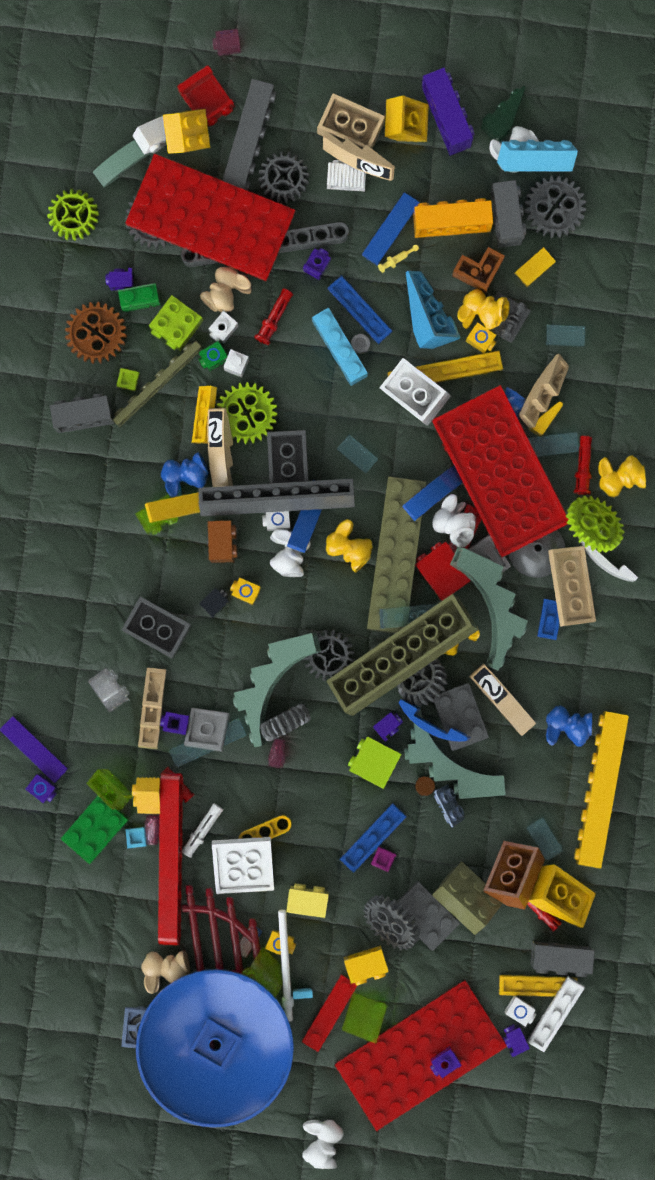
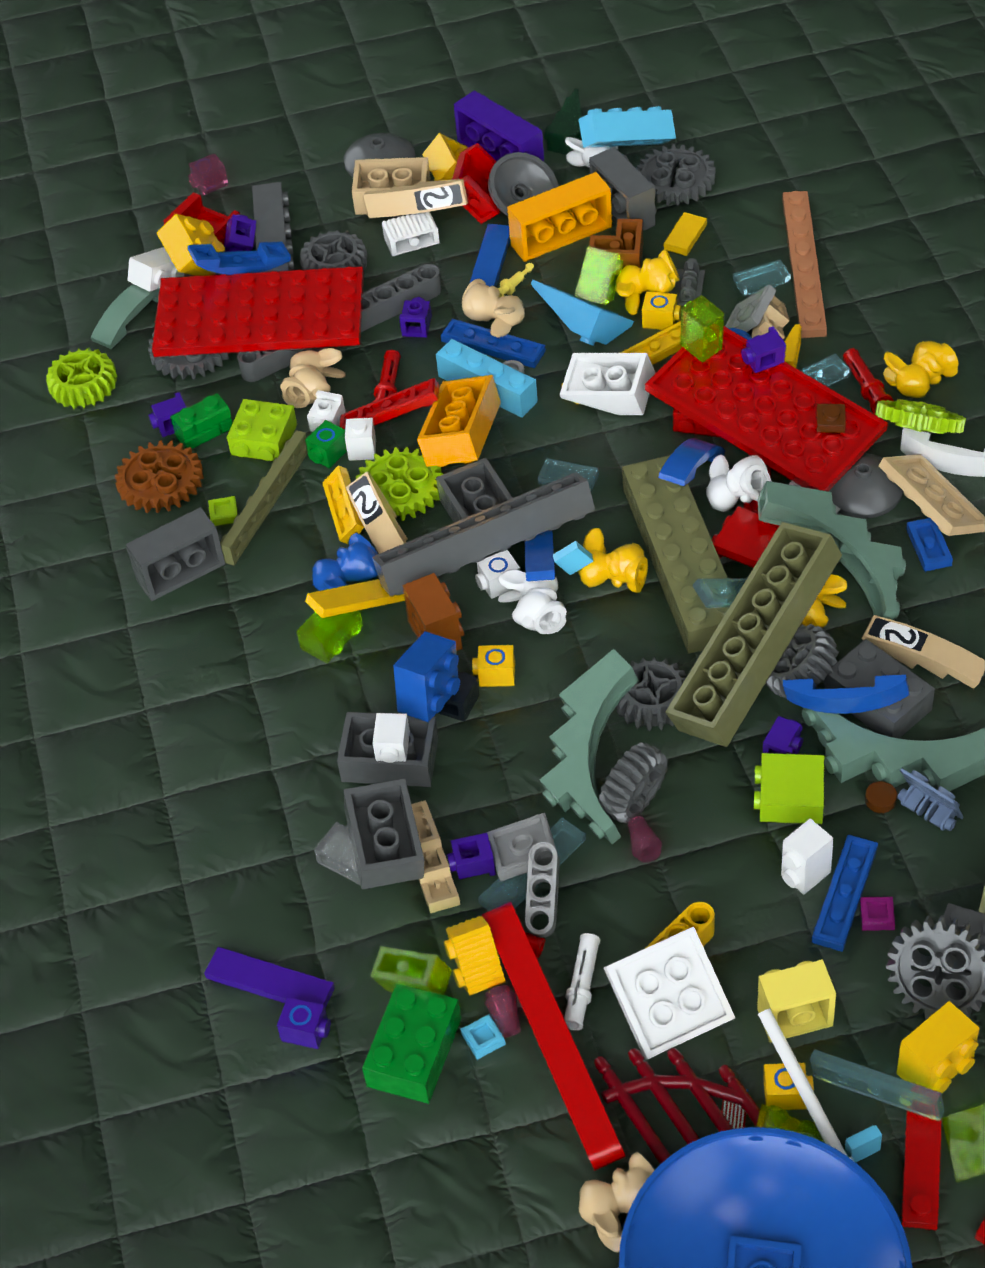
camera: 20 degrees left, 35 degrees down
(126, 699) = (383, 834): none -> dark grey brick
(156, 635) = (391, 737): none -> white brick
(193, 602) = (426, 676): none -> blue brick
(208, 763) = (536, 875): none -> light grey beam
(213, 164) = (267, 257): none -> blue slope
(226, 132) = (239, 234): none -> dark purple brick
(263, 349) = (396, 404): none -> red plate
(302, 388) = (459, 421): none -> light orange brick
(323, 540) = (573, 558): none -> medium azure tile
(324, 967) = (877, 1085): none -> clear light blue tile
(357, 815) = (806, 856): none -> white brick
(360, 90) = (377, 147): none -> dark grey dish
(366, 278) = (484, 304): none -> tan animal
(410, 154) = (474, 168): none -> red panel
(450, 180) = (519, 174): none -> dark grey dish
(451, 293) = (598, 276): none -> clear neon green brick
(483, 403) = (701, 328): none -> clear neon green brick
(517, 434) = (764, 351): none -> dark purple brick
(534, 375) = (751, 310): none -> light grey tile
(534, 505) = (831, 418): none -> reddish brown plate
(600, 334) = (804, 264): none -> nougat plate

